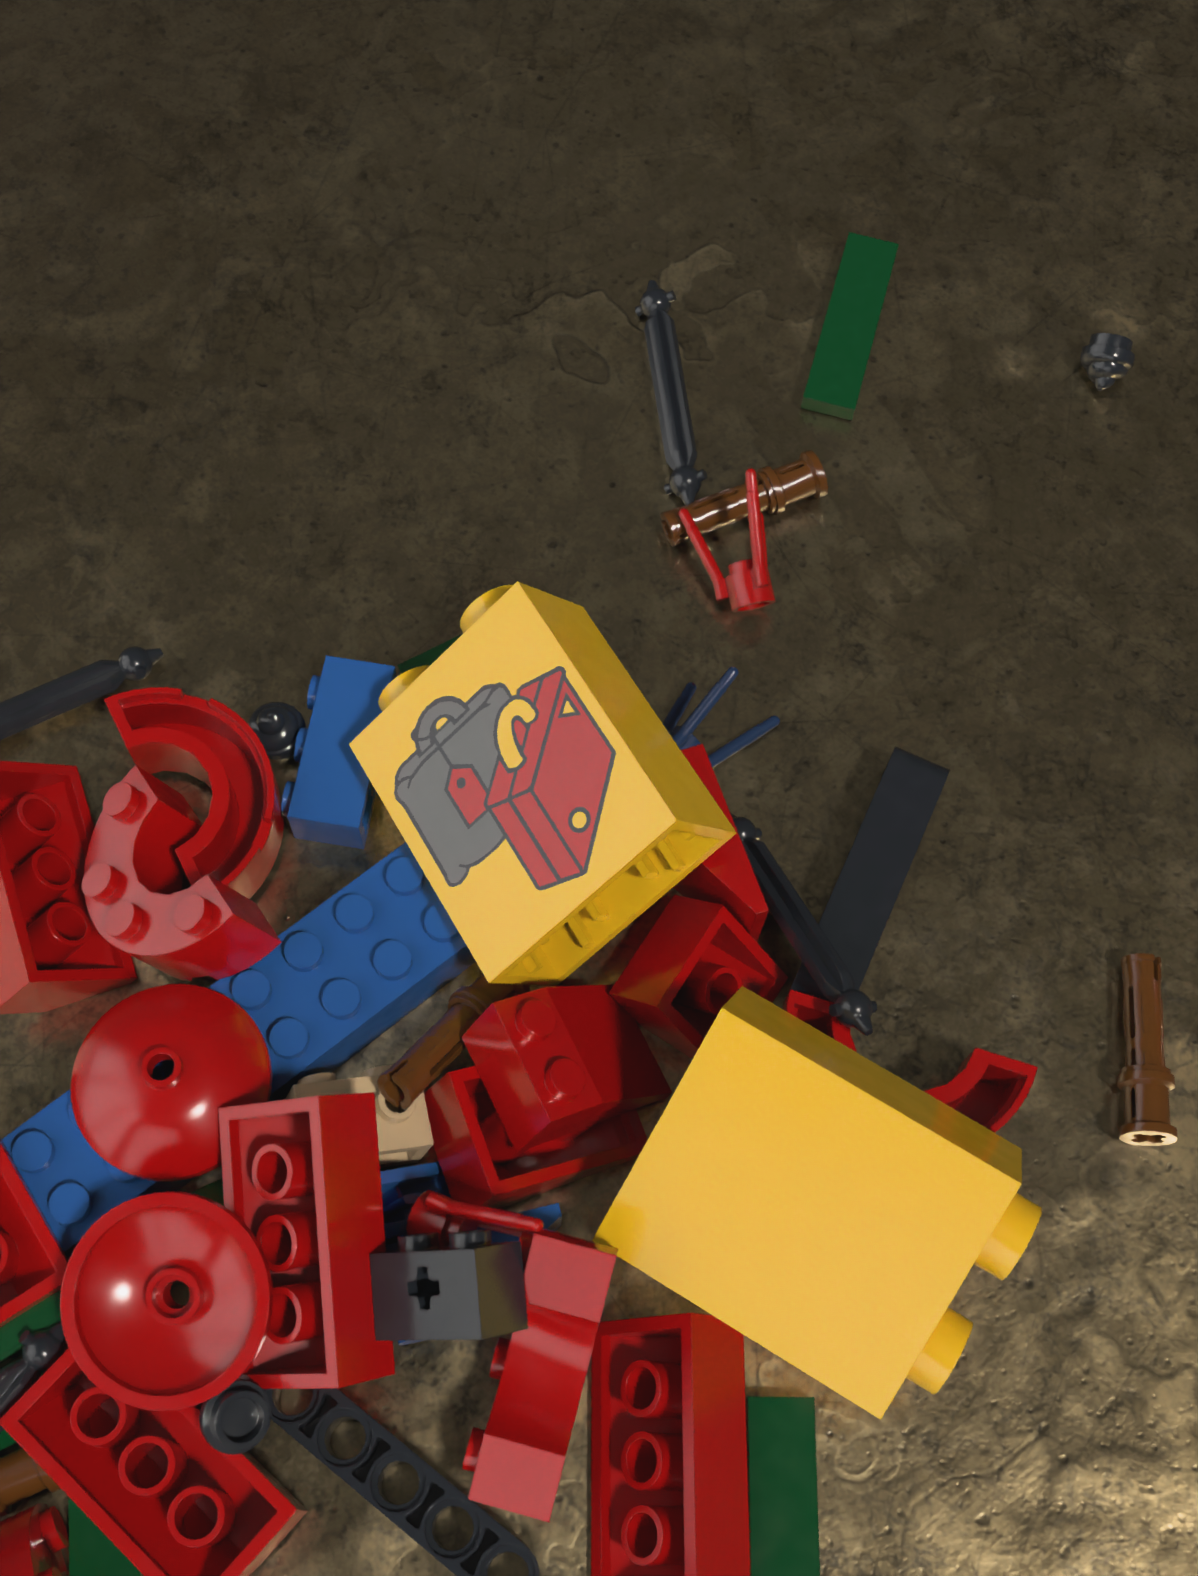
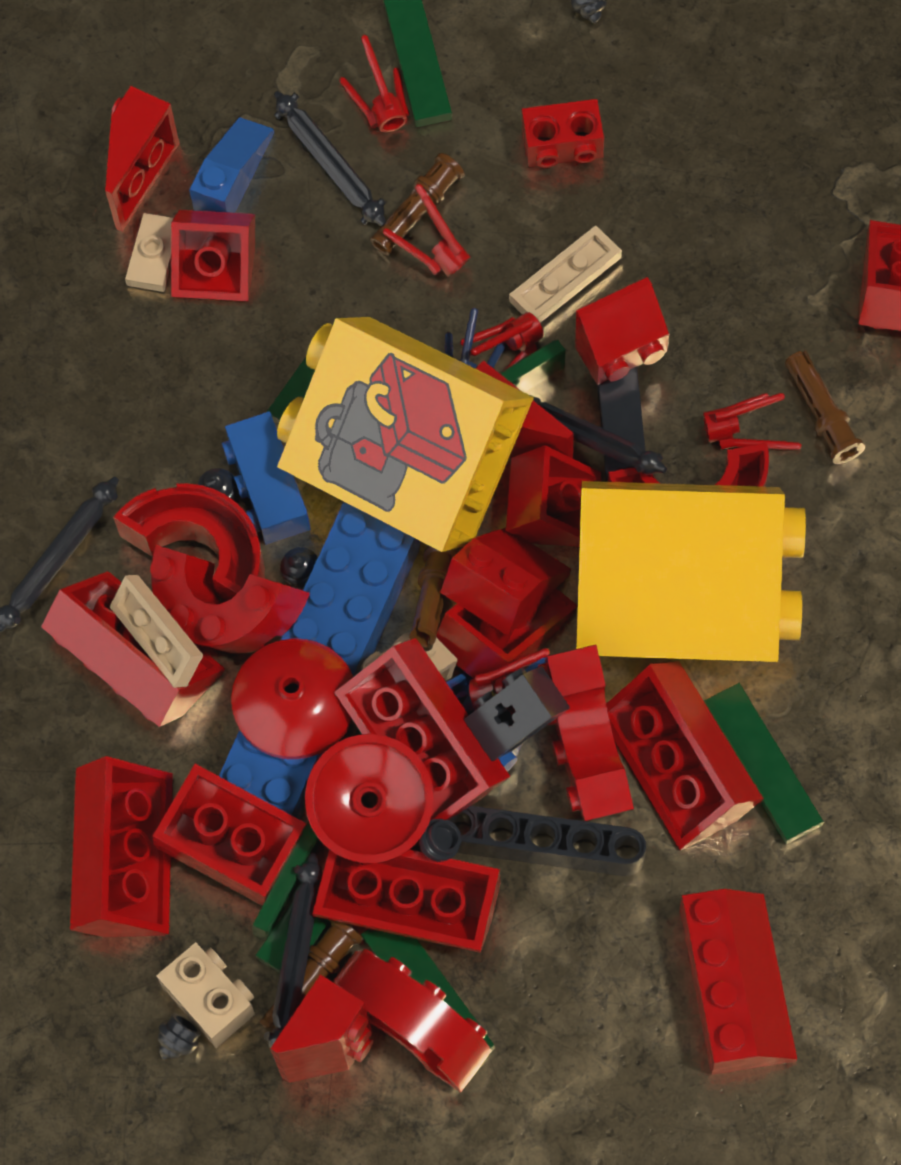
camera: 20 degrees left, 0 degrees up
(55, 885) = (156, 631): none -> tan plate
(310, 888) = (297, 566): none -> black plate
(387, 398) = (151, 254): none -> tan plate
(429, 265) = (139, 149): none -> red slope
(452, 434) = (212, 255): none -> red slope
(536, 344) = (230, 167): none -> blue slope
(774, 788) = (537, 366): none -> dark green tile
(776, 370) = (388, 111): none -> red plant
(779, 730) = (517, 333): none -> red plant
(885, 687) = (566, 274): none -> tan plate
(915, 802) = (621, 332): none -> red slope
(985, 494) = (561, 124): none -> red brick
(993, 999) = (723, 423): none -> red plant

